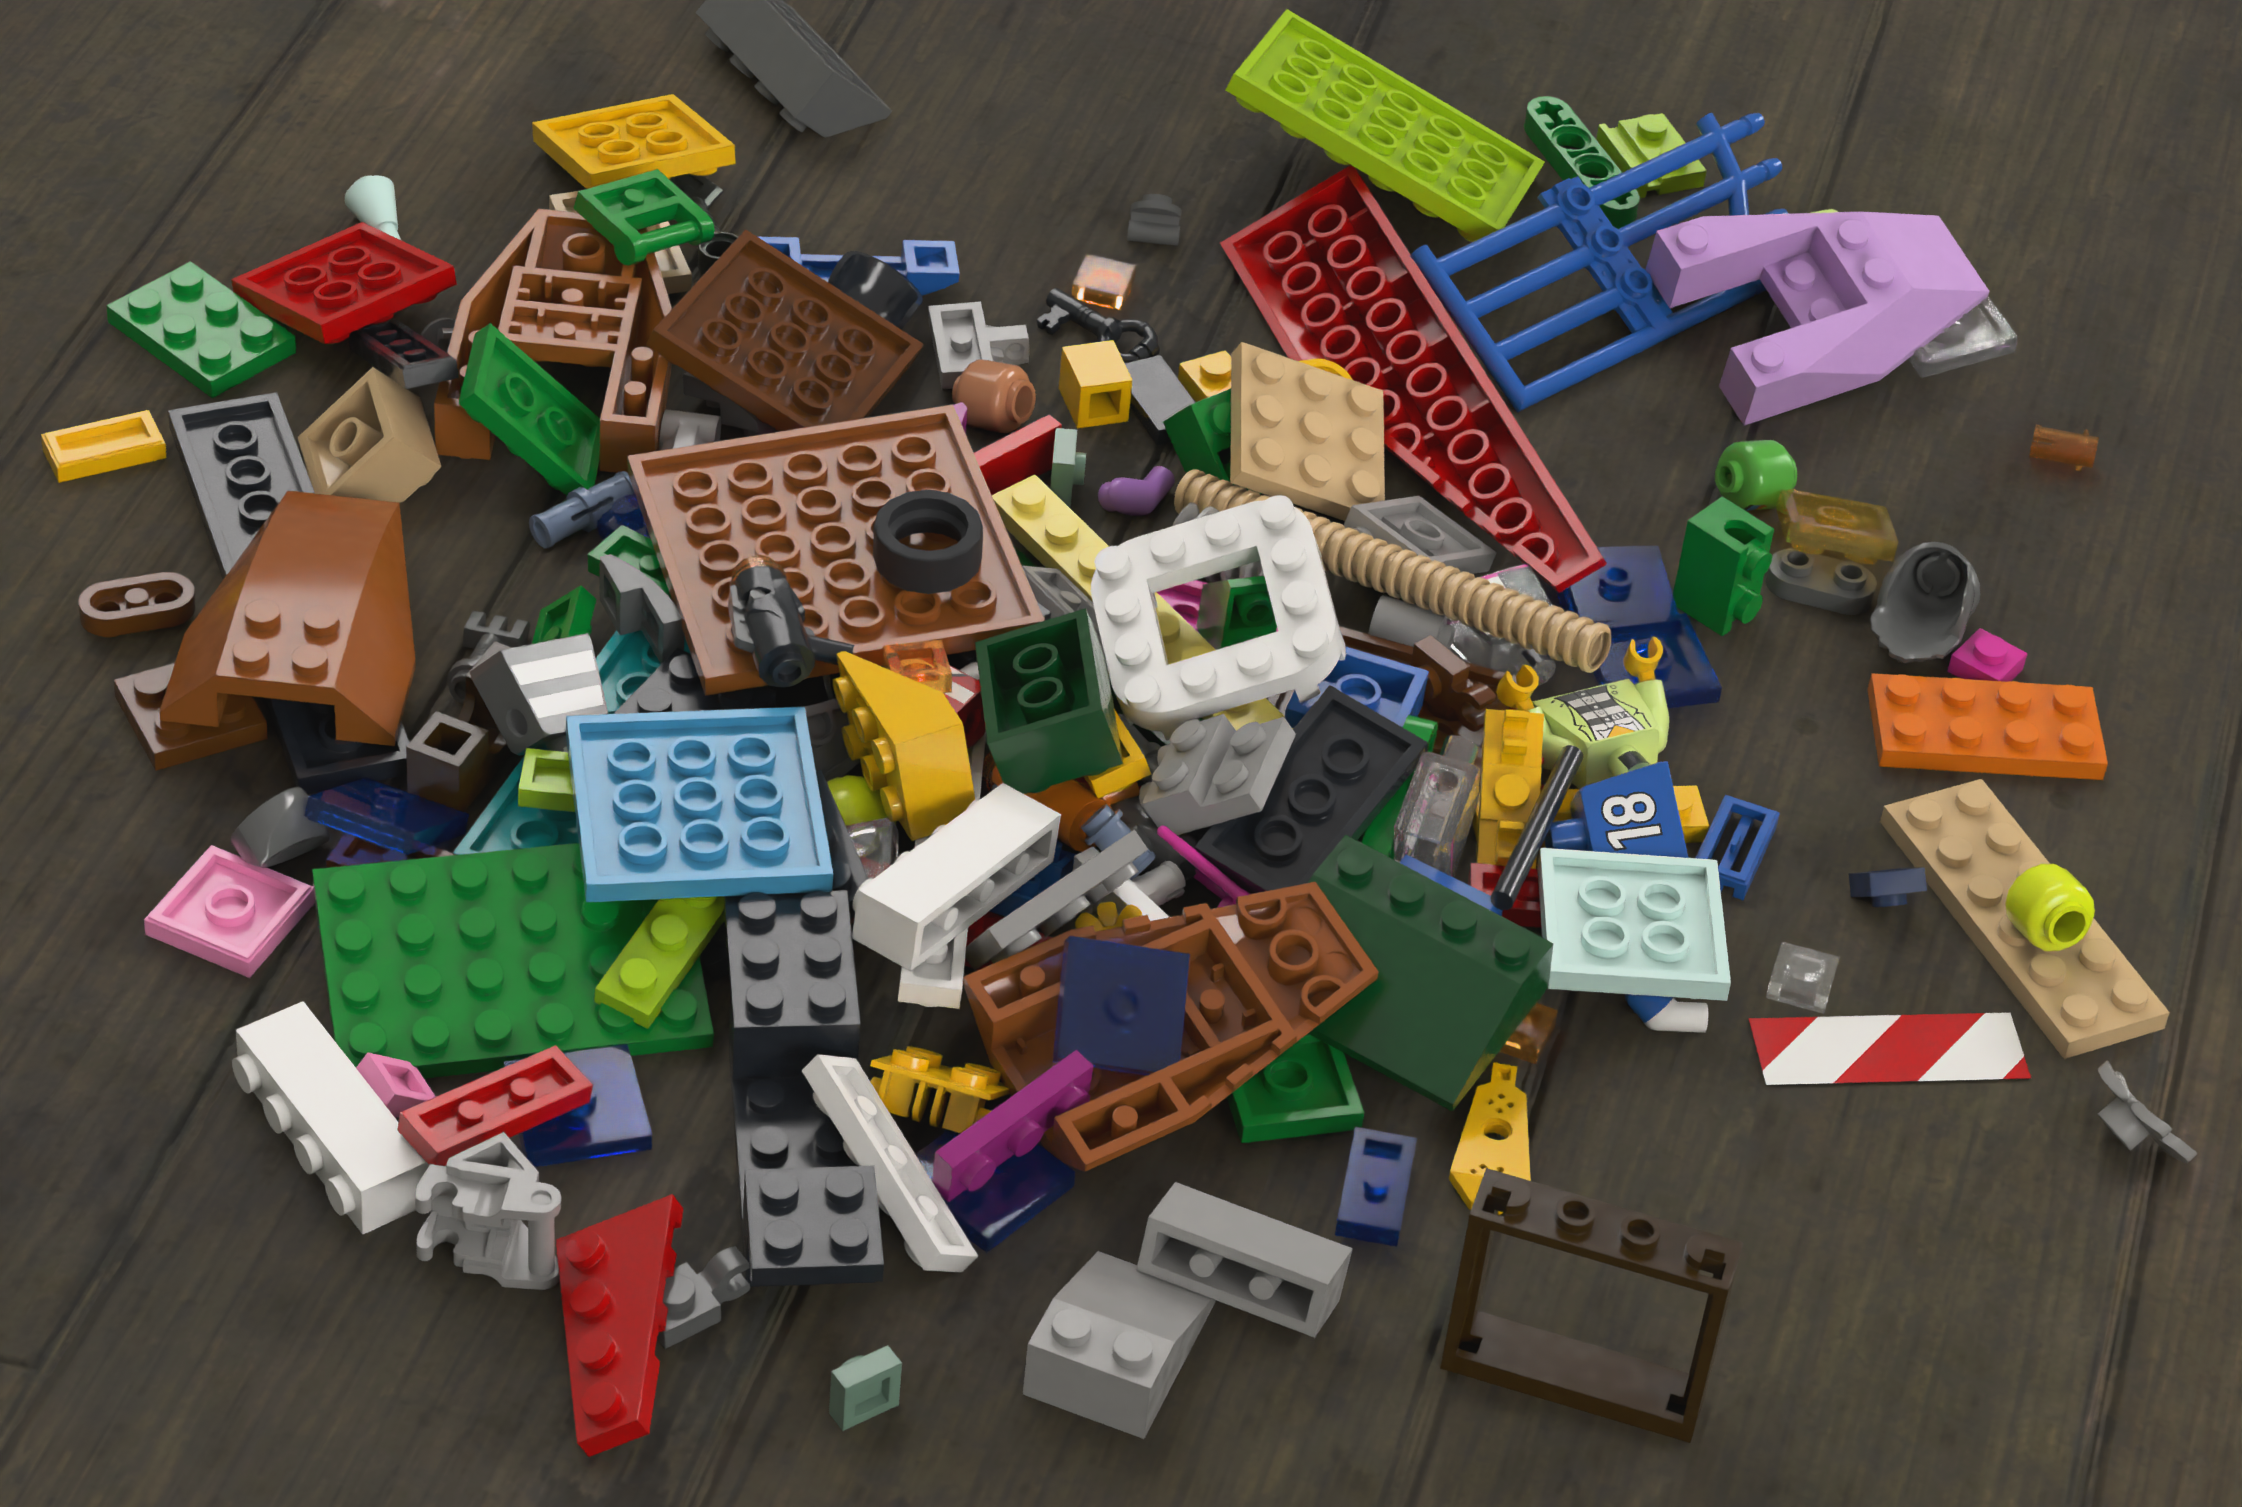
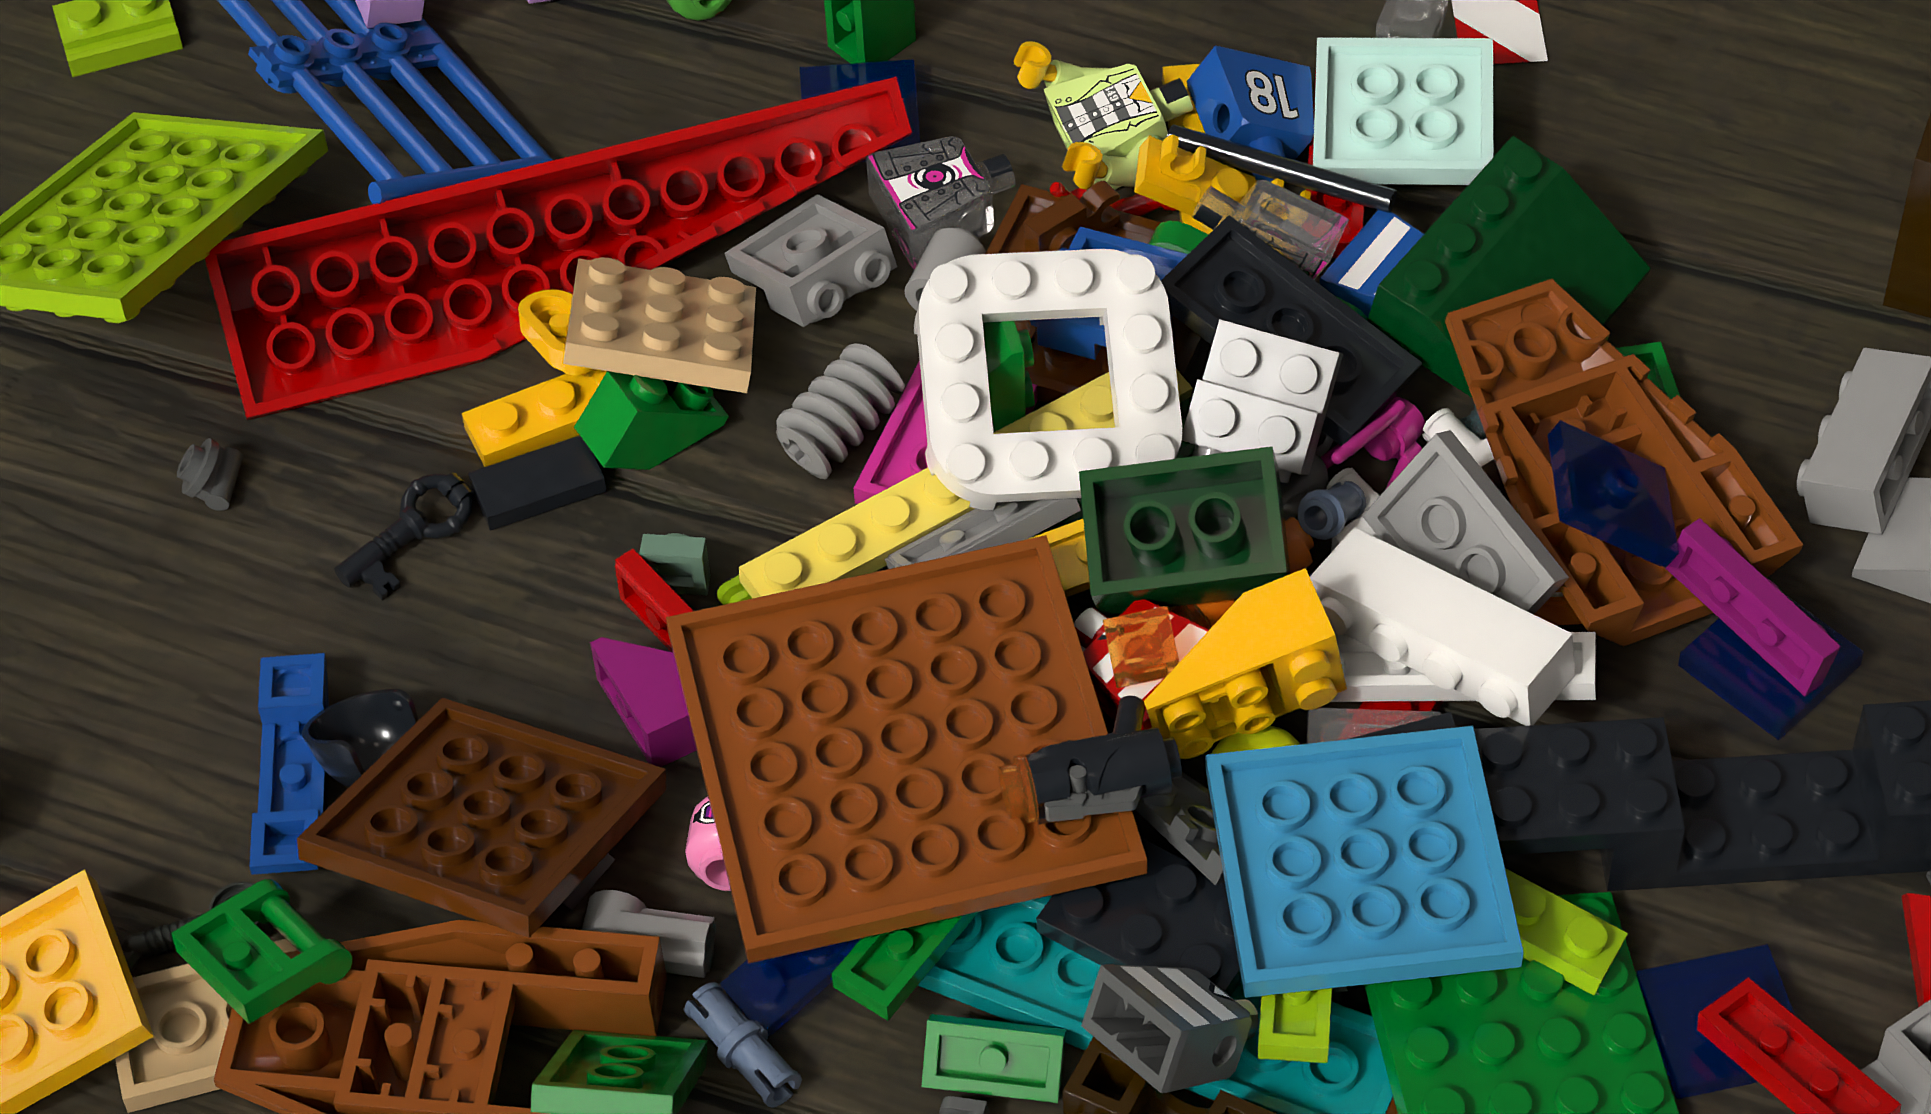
camera: 80 degrees left, 10 degrees up
(639, 604) = (960, 961): dark grey slope -> none
(902, 1183) = (1786, 726): white plate -> none
(915, 1066) = (1679, 677): yellow hinge -> none
(921, 569) = (934, 587): black tyre -> none
(963, 337) = (443, 654): light grey hinge -> none
(995, 394) = (548, 627): nougat head -> none
(1095, 384) = (523, 532): yellow brick -> none
(1103, 282) = (316, 528): clear orange tile -> none
(1136, 496) = (709, 498): medium lavender arm -> none
(1375, 1186) = (1744, 343): clear blue plate -> none
(1428, 582) = (889, 265): tan piece -> none
(1480, 1152) = (1689, 257): yellow piece -> none
(1585, 160) = (125, 79): green beam -> none
(1683, 664) = (976, 91): clear blue plate -> none
(1750, 813) = (1194, 48): blue tile -> none

